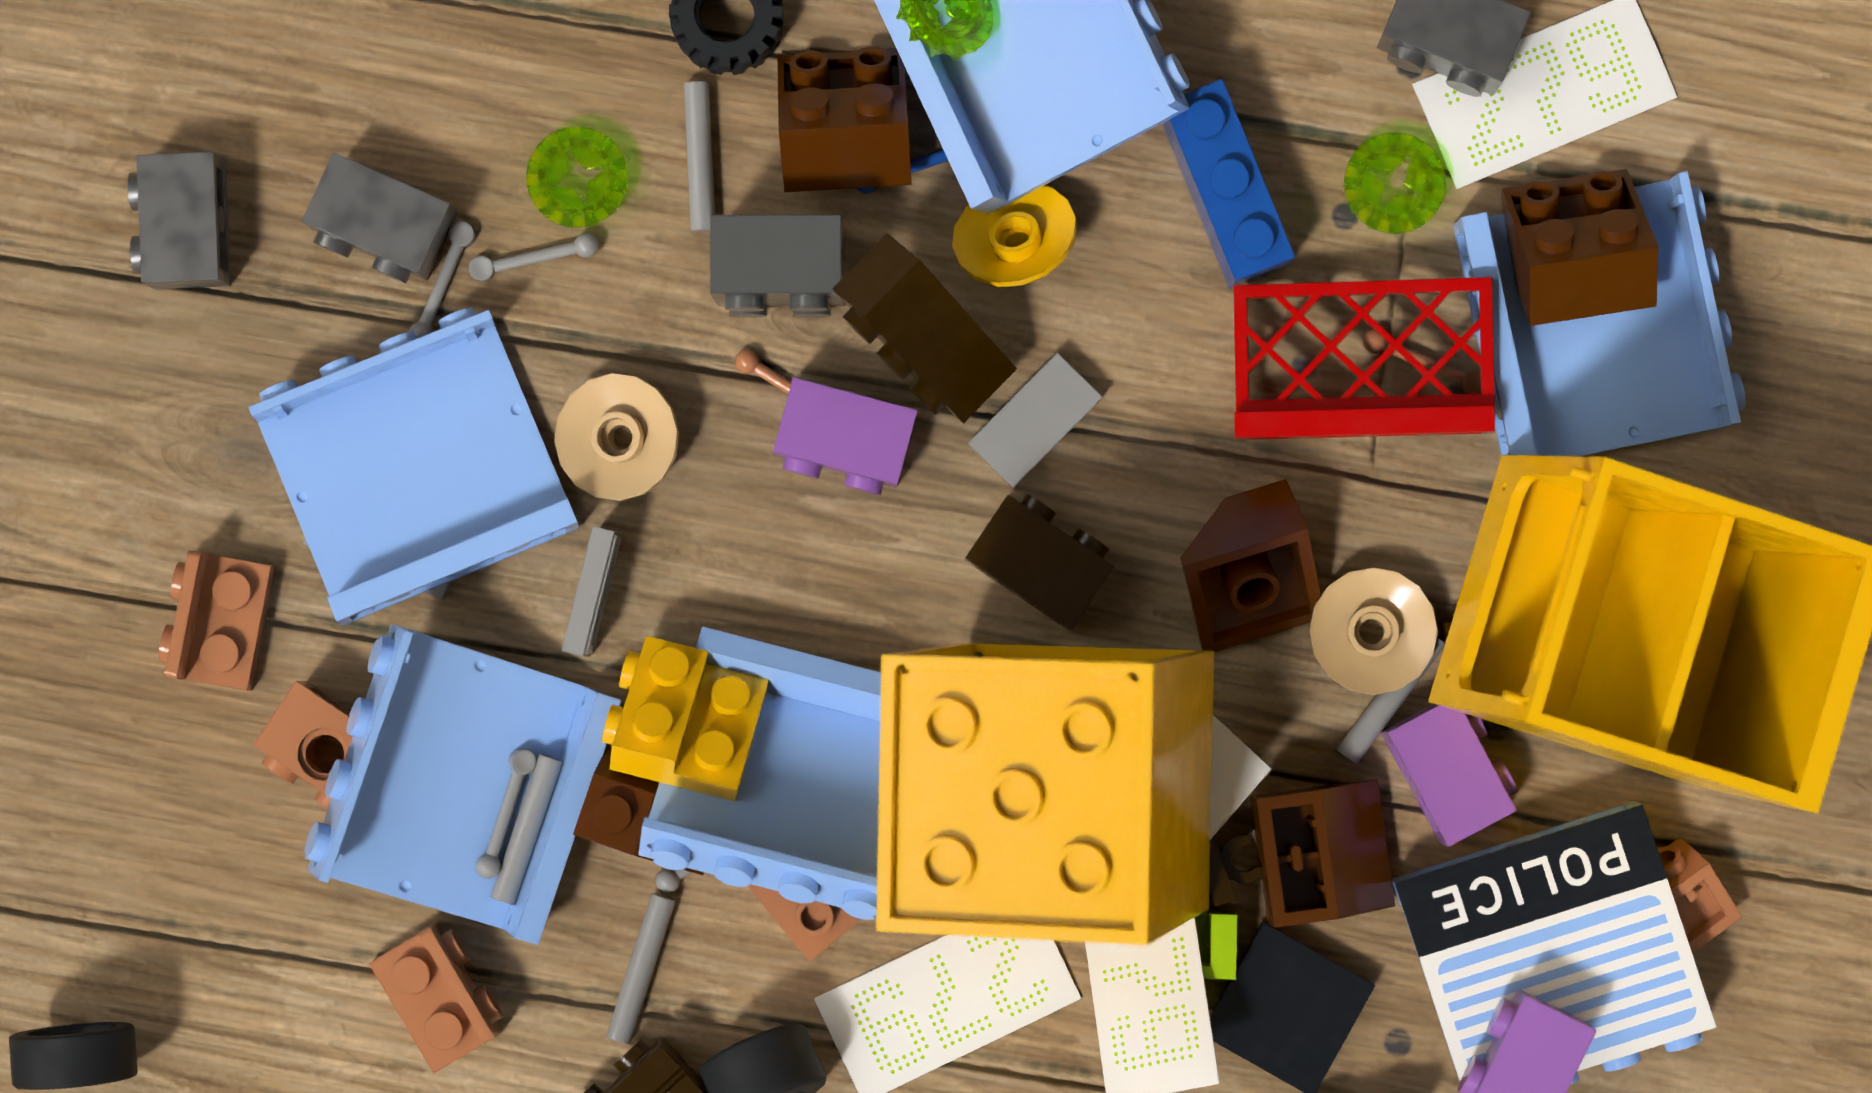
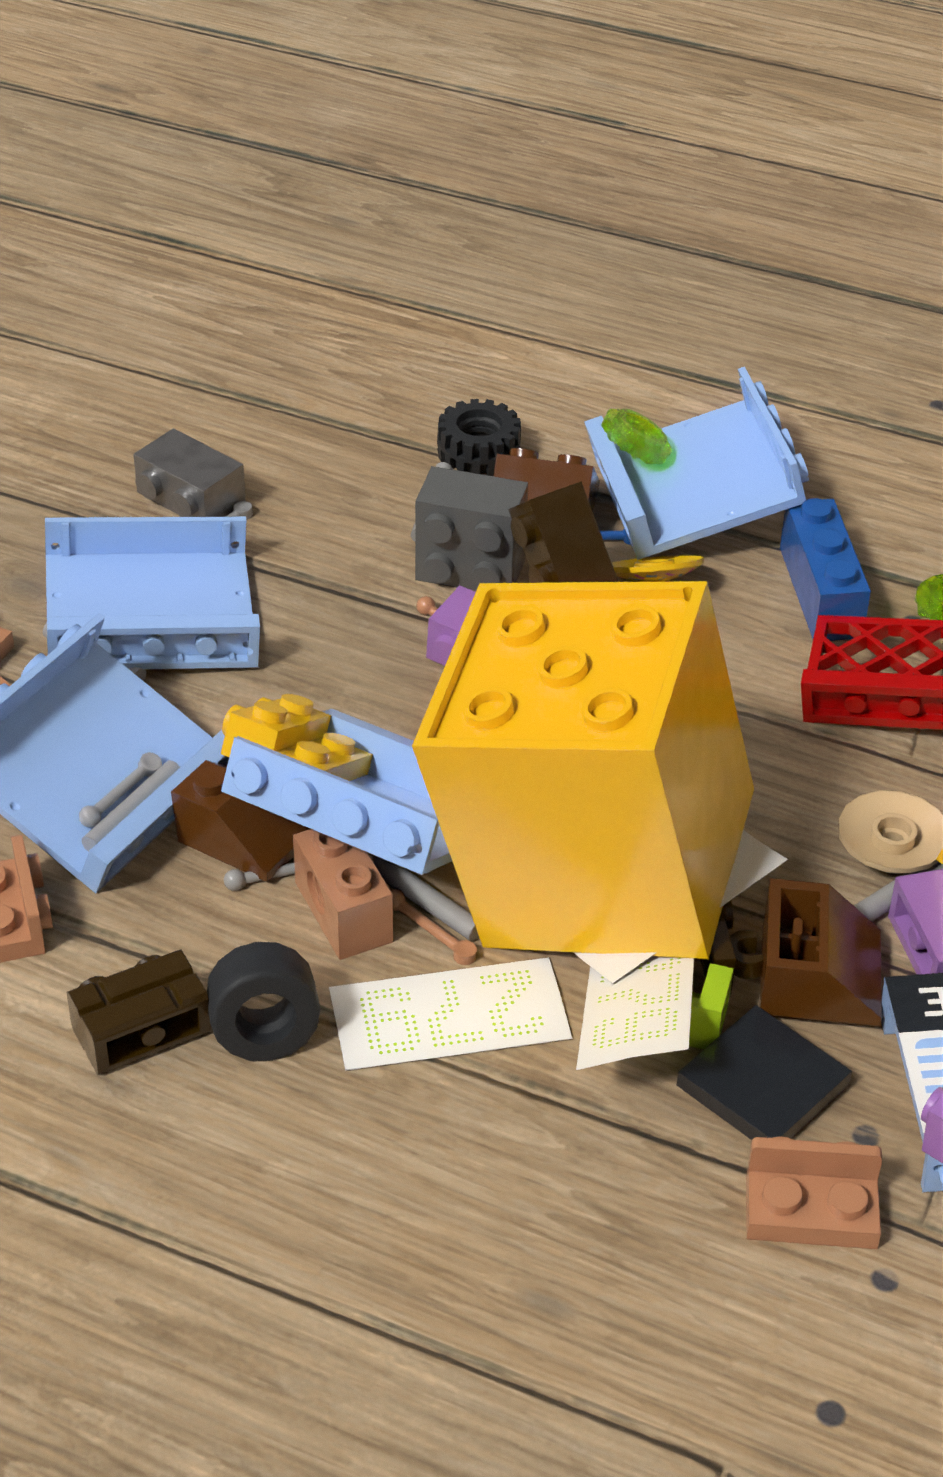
camera: 10 degrees right, 45 degrees down
(180, 220) = (48, 456): flat silver brick -> none
(483, 268) = (329, 527): light grey hinge -> none
(550, 164) = (322, 486): clear neon green gear -> none
(587, 437) = (310, 609): tan dish -> none
(592, 592) = (256, 678): light grey tile -> none
(640, 968) = (194, 919): light grey piece -> none
(1251, 569) = (798, 775): reddish brown slope -> none

